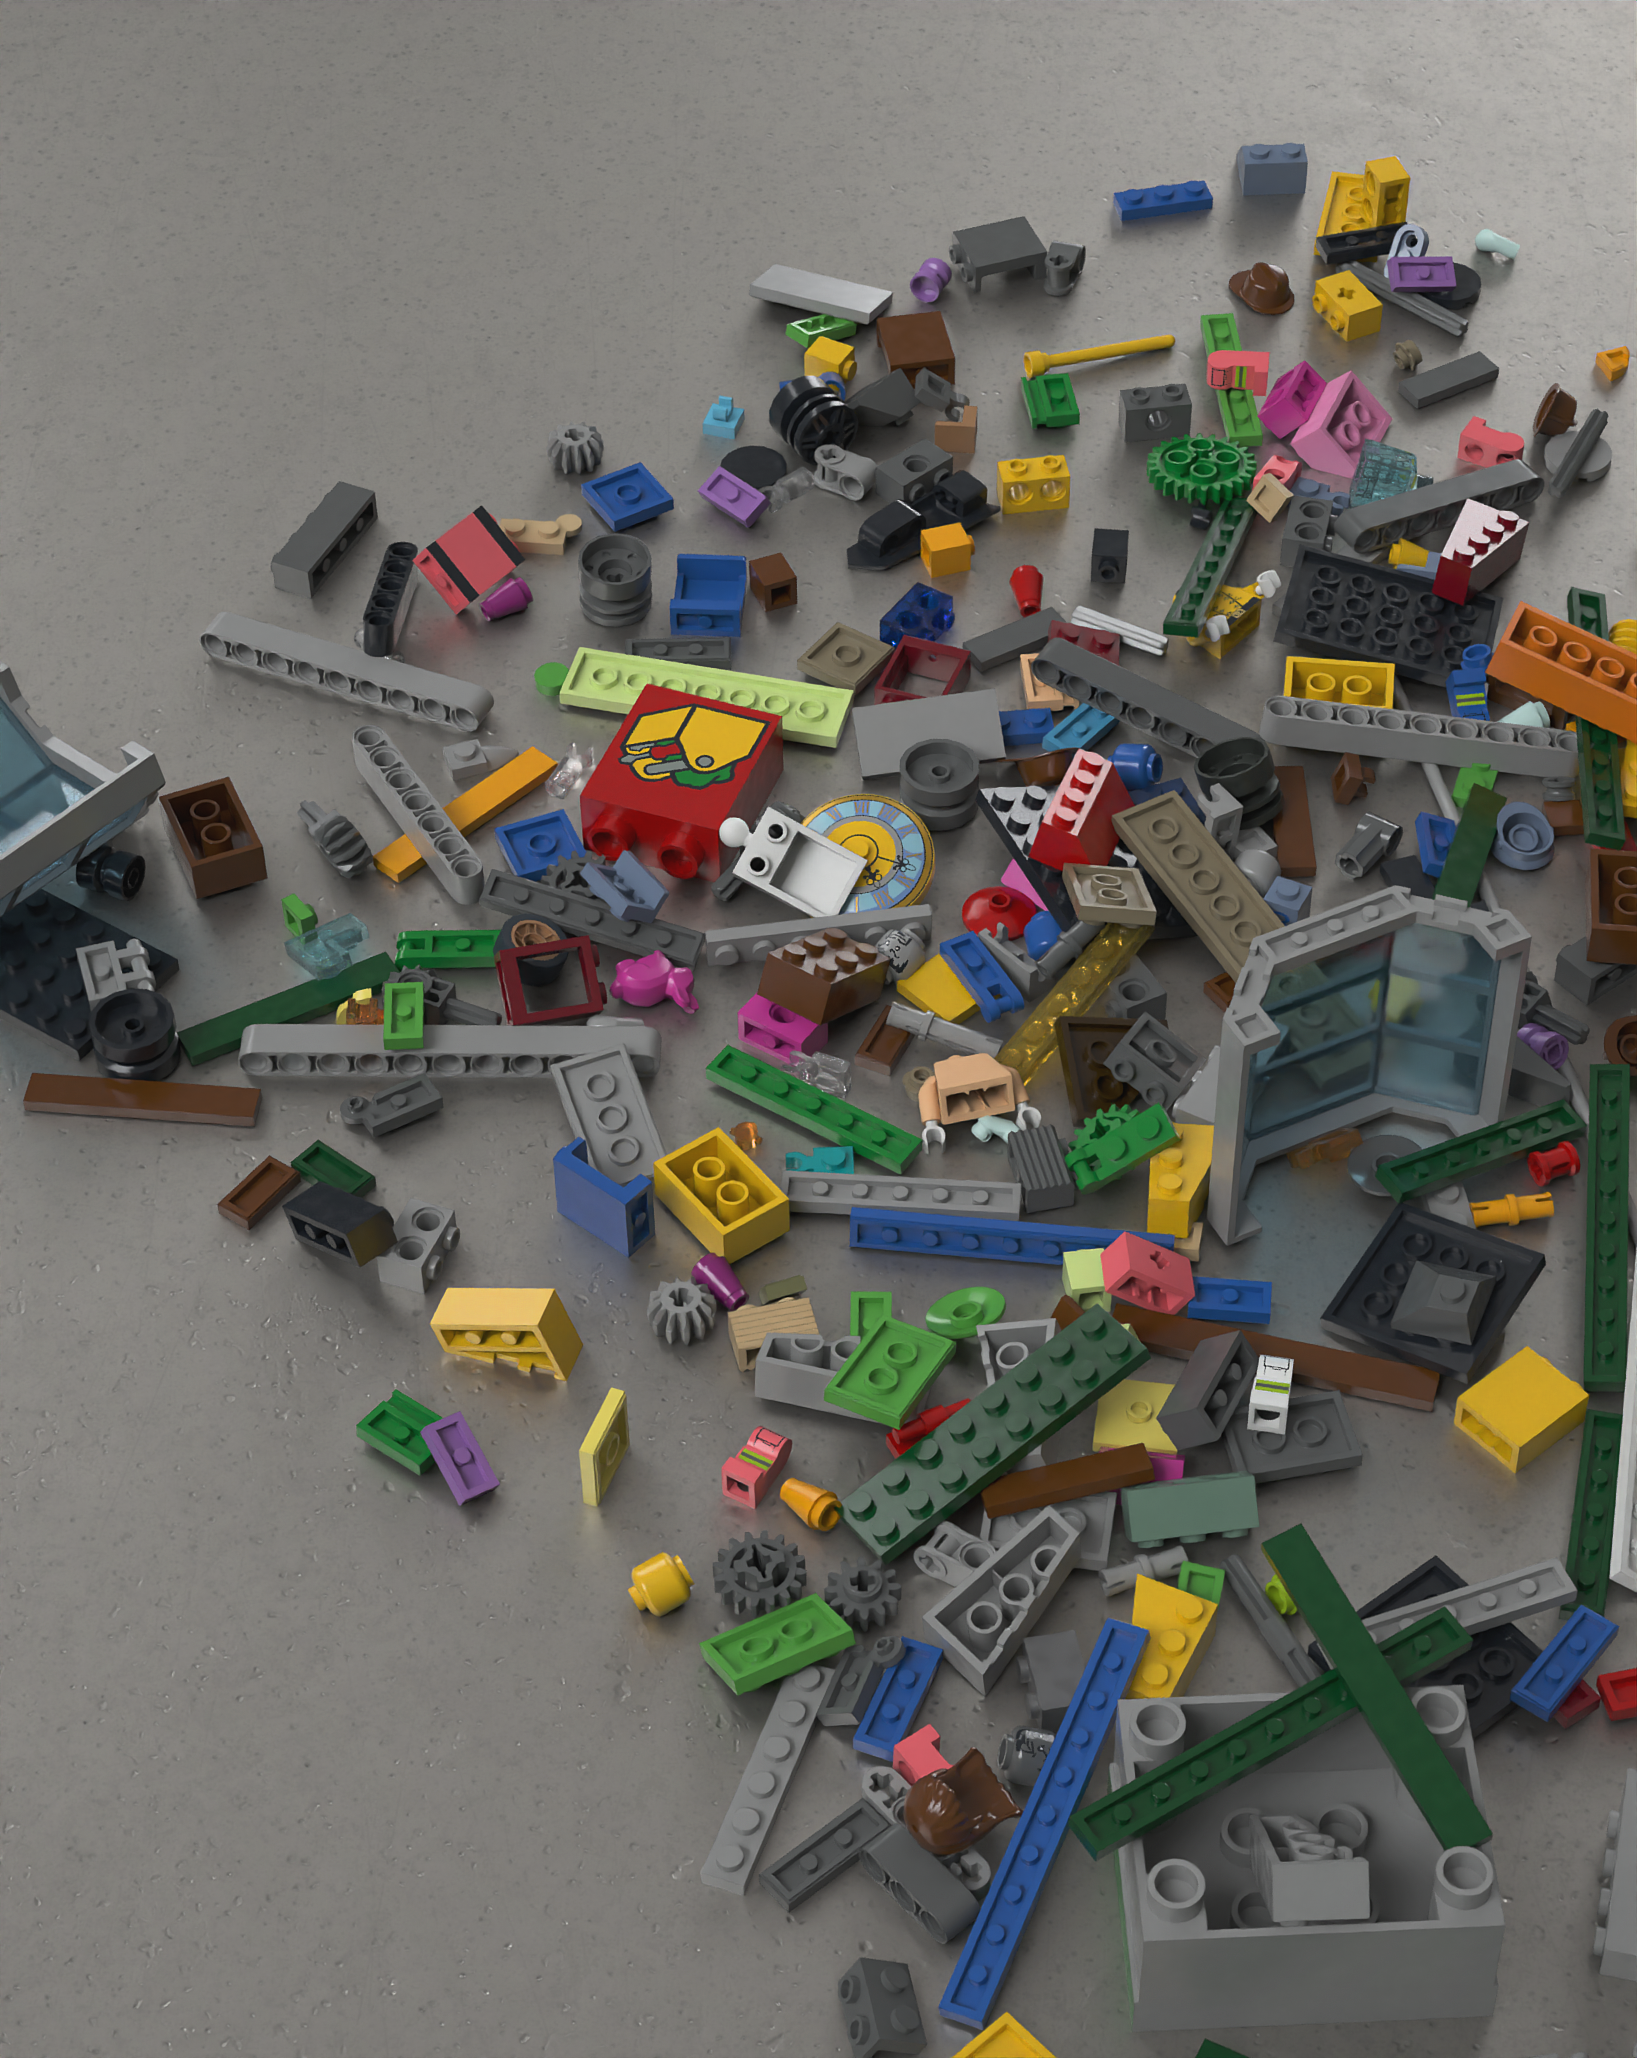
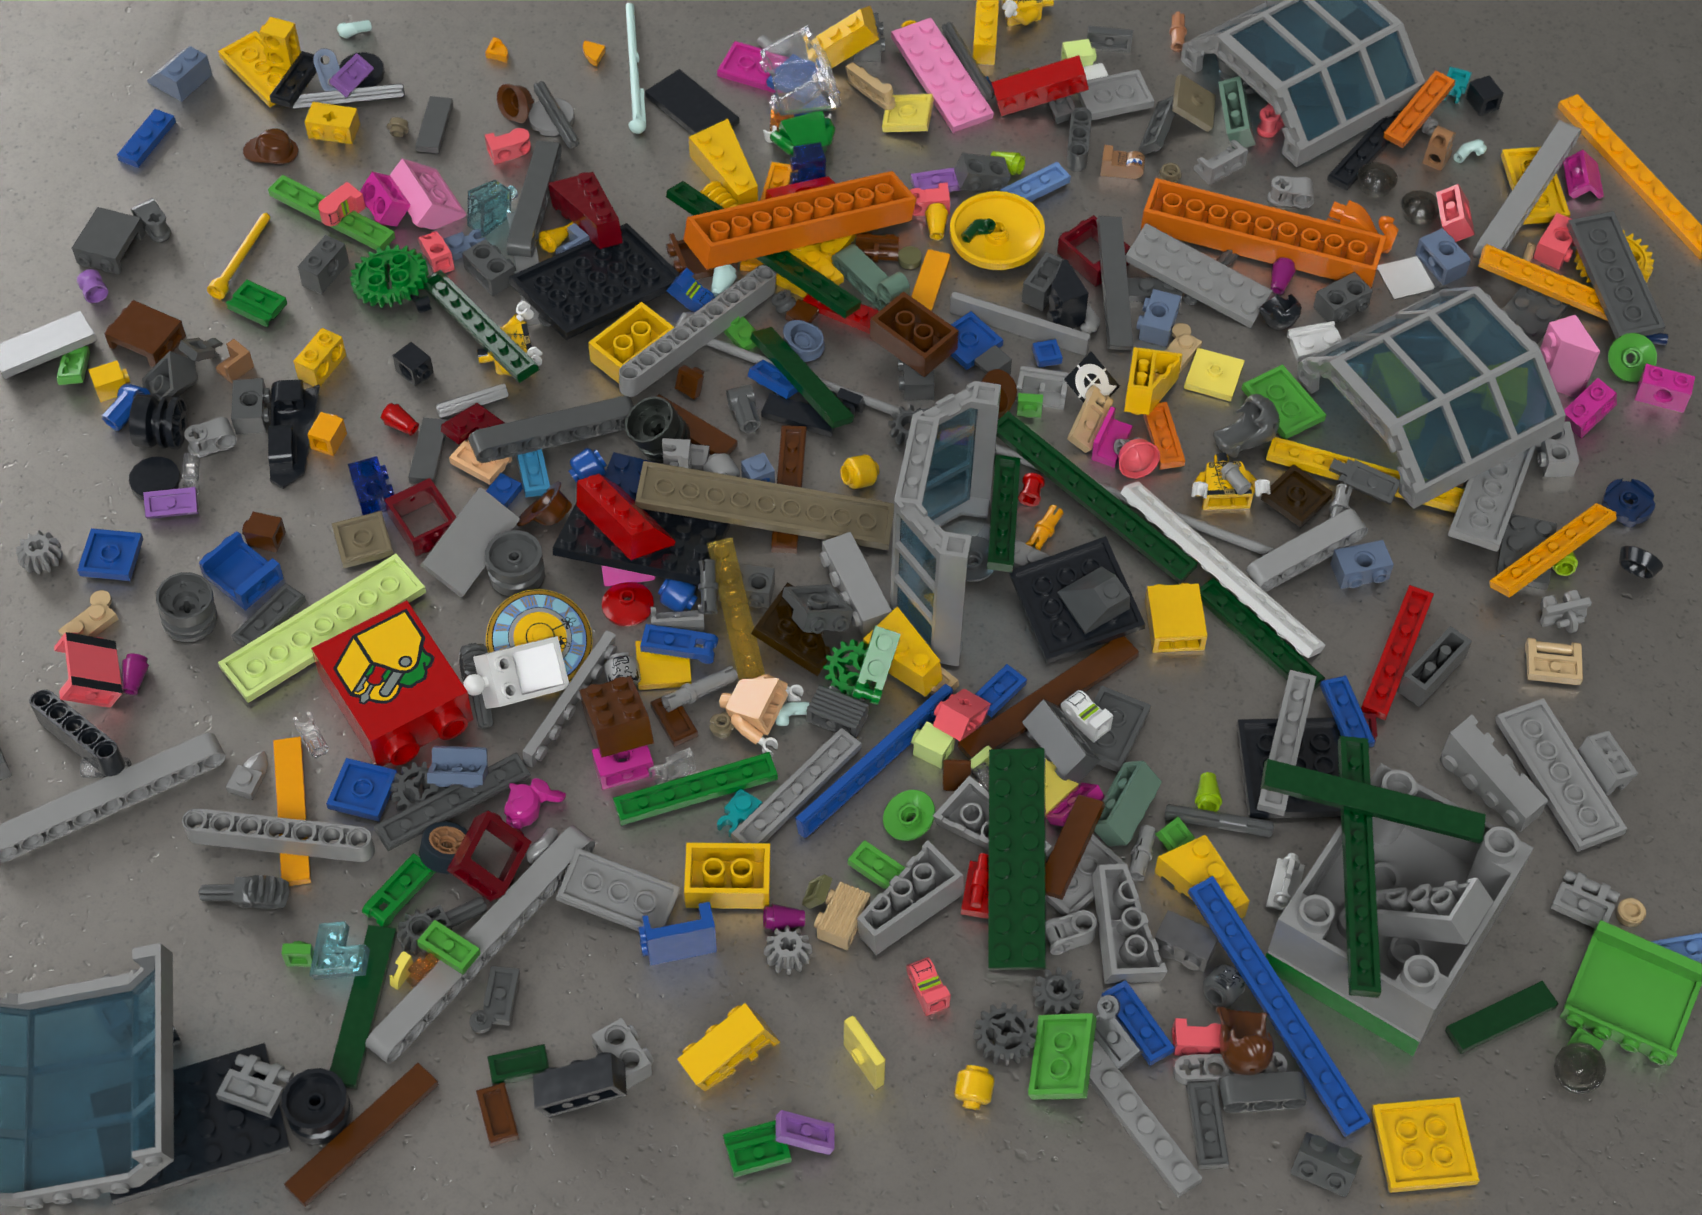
camera: 55 degrees left, 10 degrees up
(213, 837) = (199, 956): reddish brown brick -> none
(550, 678) = (222, 693): bright green tile -> none
(723, 419) = (94, 464): medium azure tile -> none
(746, 1135) = (682, 834): clear orange piece -> none
(811, 1503) = (975, 977): light orange cone -> none
(890, 1371) = (938, 877): bright green tile -> none
(1109, 895) = (703, 543): dark tan plate -> none
(1269, 497) = (452, 263): tan plate -> none
(1476, 657) = (667, 262): blue plate -> none

